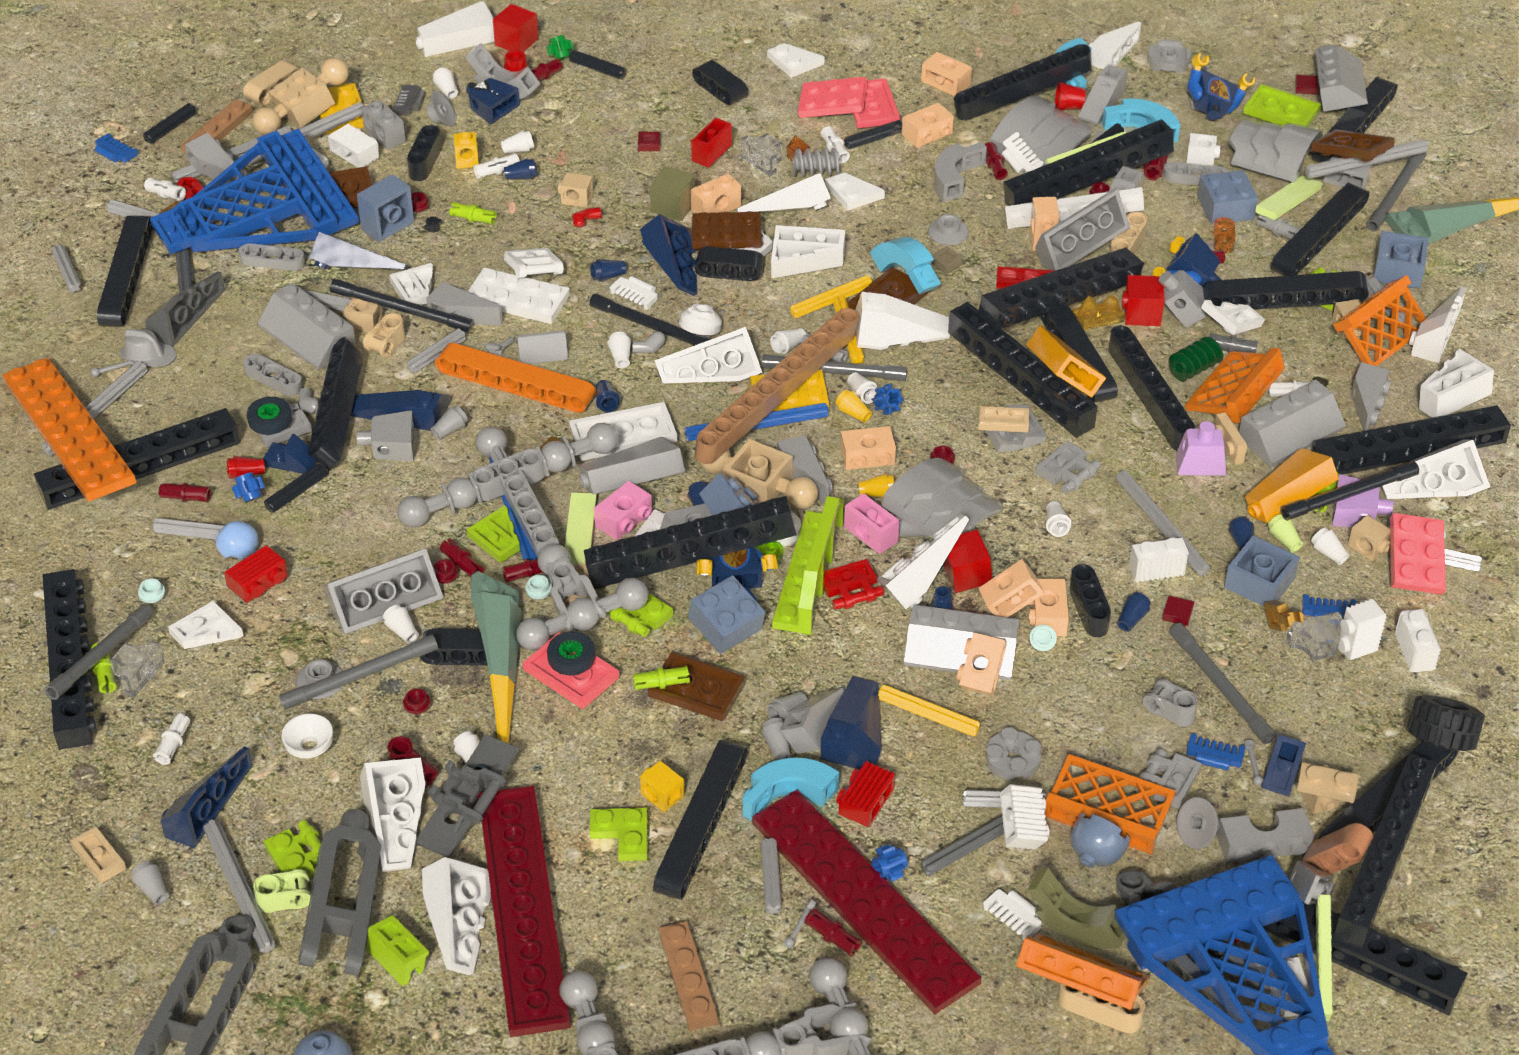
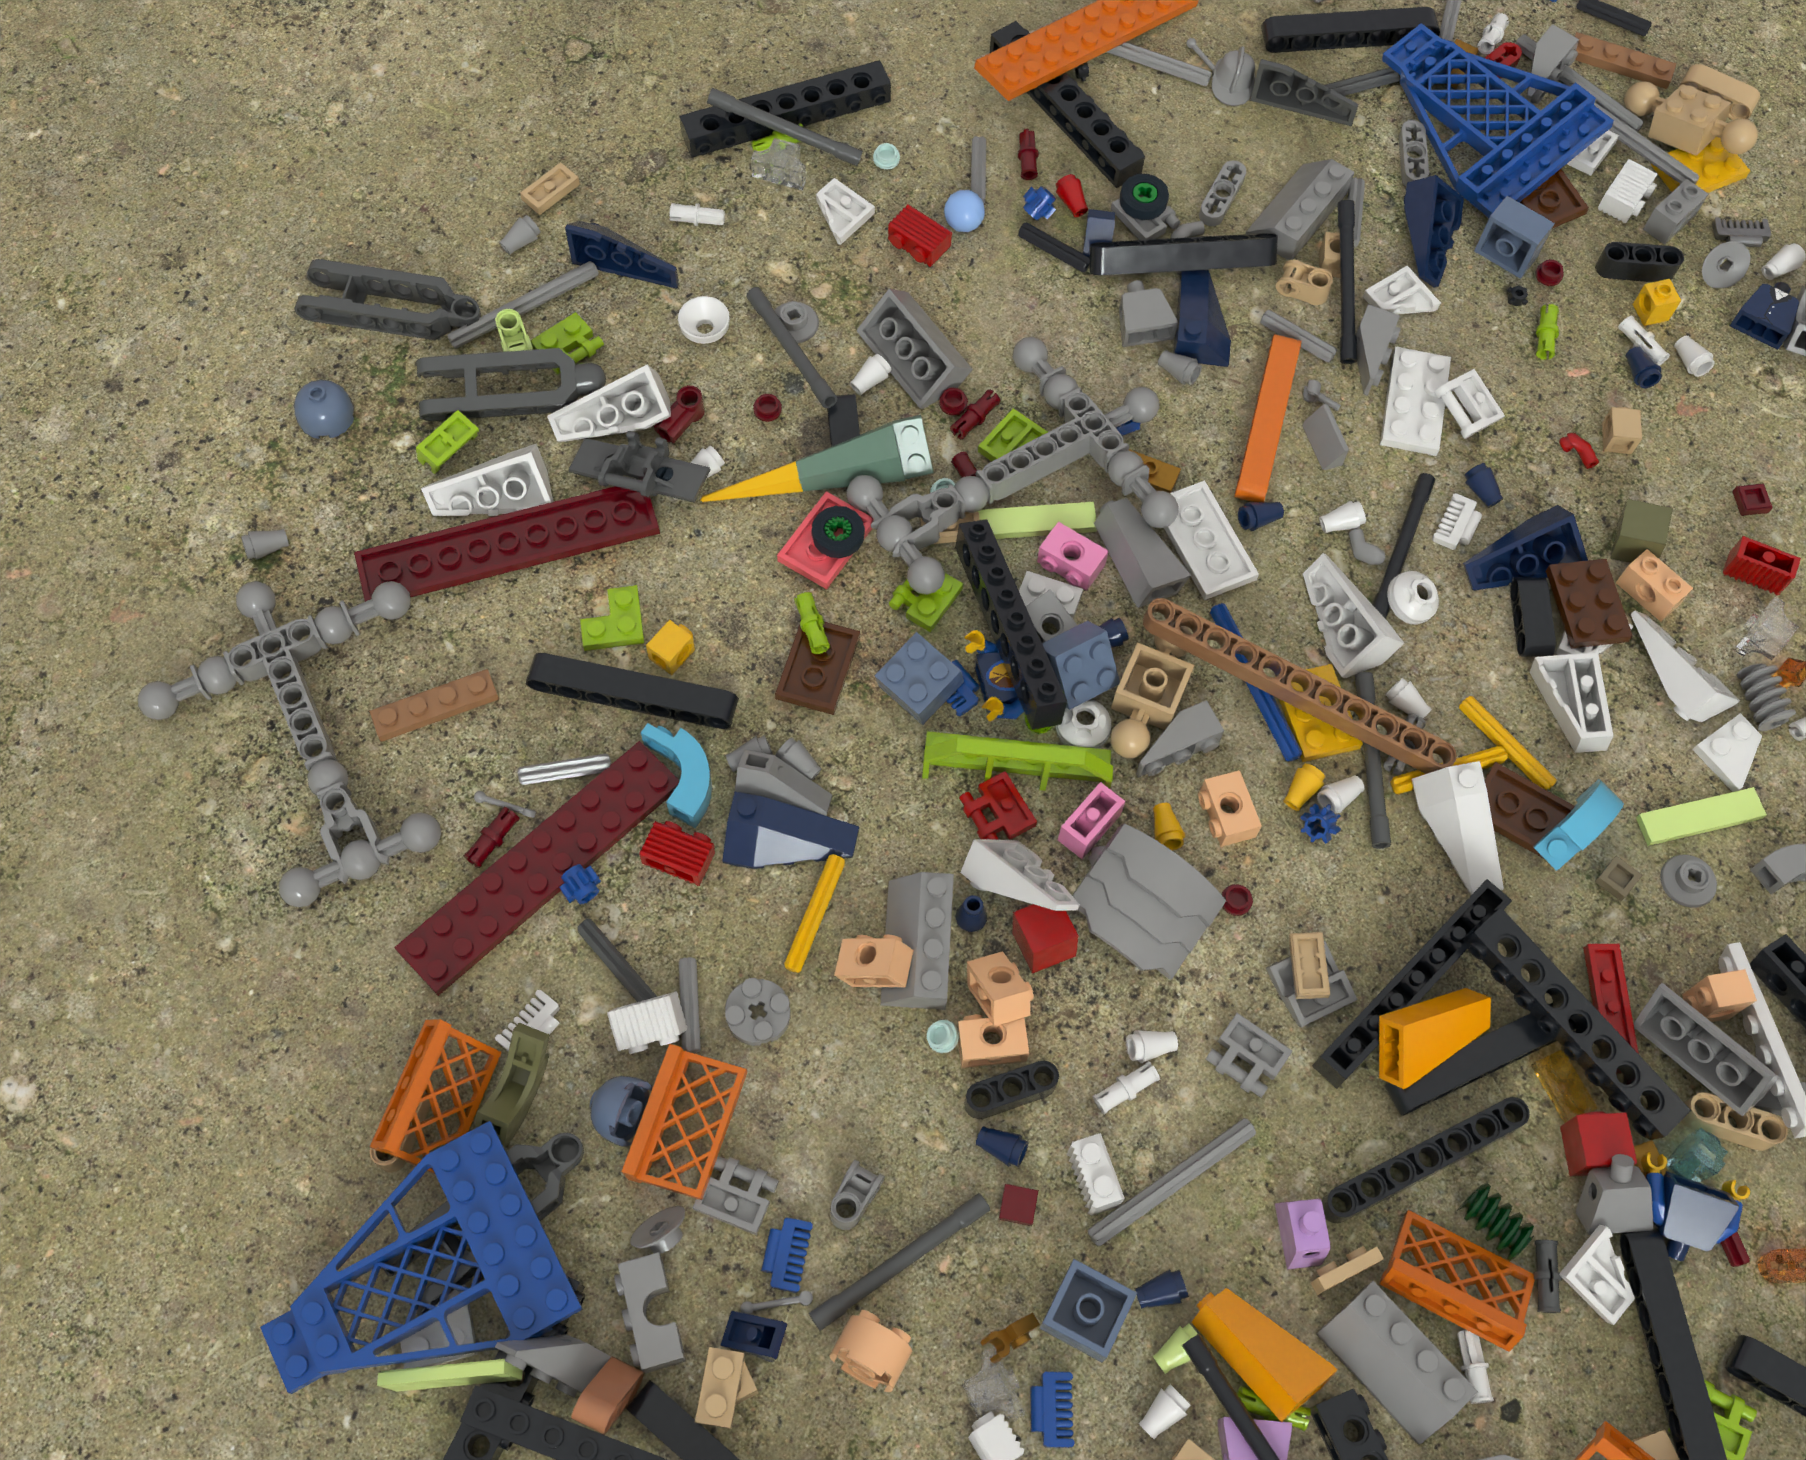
camera: 80 degrees right, 20 degrees up
(901, 211) = (1700, 816): none -> yellowish green tile
(1090, 537) = (1126, 1087): none -> white pin
(1156, 253) = (1698, 1156): none -> clear light blue arch
(1295, 695) = (872, 1351): none -> light nougat brick

